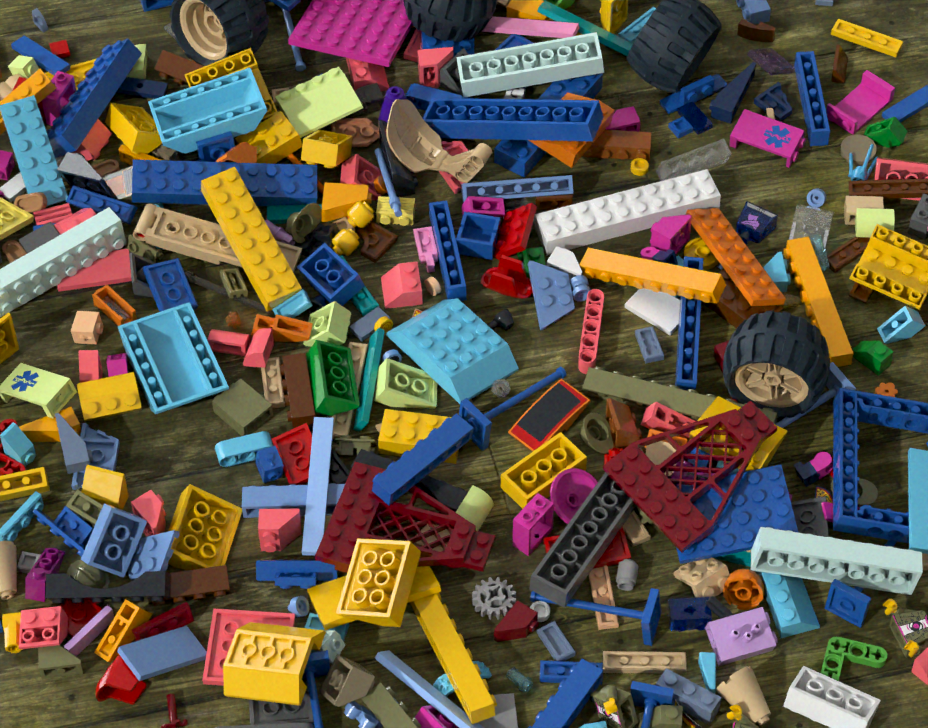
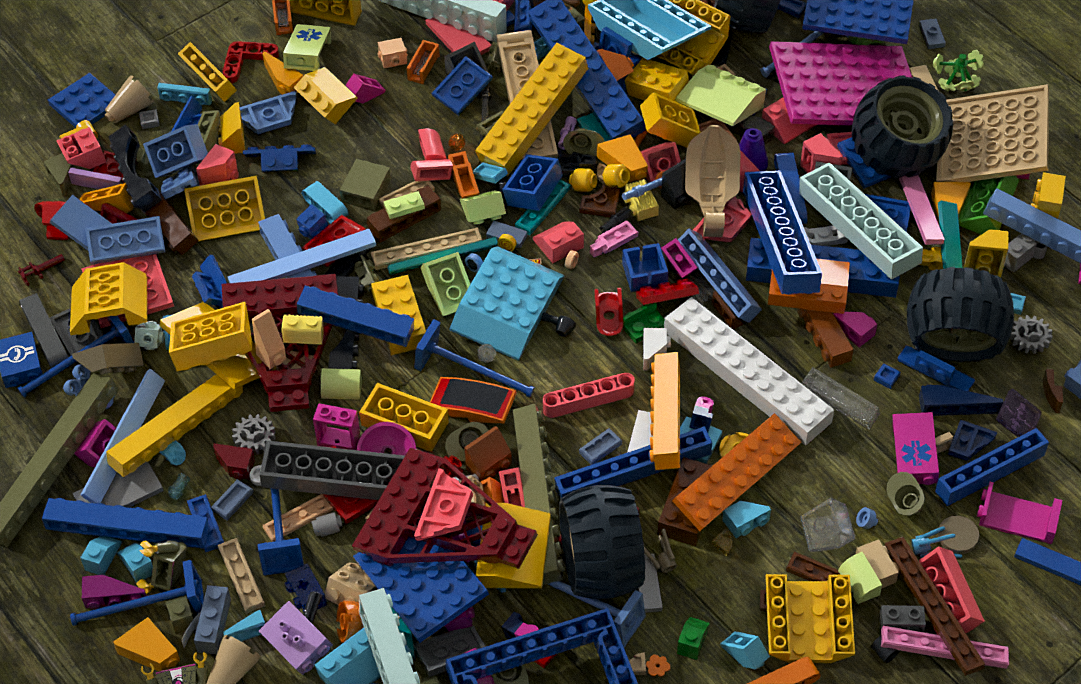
camera: 65 degrees right, 0 degrees up
(17, 445) = (248, 59): medium azure slope -> none
(48, 563) = (143, 128): magenta slope -> none
(73, 447) = (259, 91): sand blue slope -> none
(89, 365) = (345, 67): coral slope -> none
(163, 466) = (279, 159): none -> blue bracket
(172, 358) = (385, 116): medium azure slope -> none
(196, 626) = (125, 240): none -> medium blue tile
(278, 528) = (244, 250): coral slope -> none
(298, 382) = (404, 205): none -> yellowish green plate
(299, 606) = (179, 305): medium blue tile -> none
(332, 378) = (425, 228): green slope -> none
(406, 238) = (616, 219): none -> black axle
(418, 503) = (302, 329): none -> light yellow brick
(427, 530) = (268, 340): none -> light nougat slope
(447, 250) = (609, 254): blue brick -> none
(551, 293) = (612, 348): medium blue wing -> none
(580, 287) = (635, 367): medium blue wheel -> none
(639, 166) = (815, 360): yellow tile -> none
(671, 233) = (734, 412): dark pink slope -> none
(692, 456) = (444, 507): none -> coral wing
(695, 117) = (906, 383): clear blue tile -> none
(755, 223) = (798, 477): clear blue torso -> none
(810, 161) = (905, 494): none -> olive piece
(818, 299) = (732, 566): light orange brick -> none
(820, 251) = (796, 544): clear light blue axle -> none
(839, 65) = (1060, 477): reddish brown slope -> none
(886, 132) = (993, 550): green slope -> none

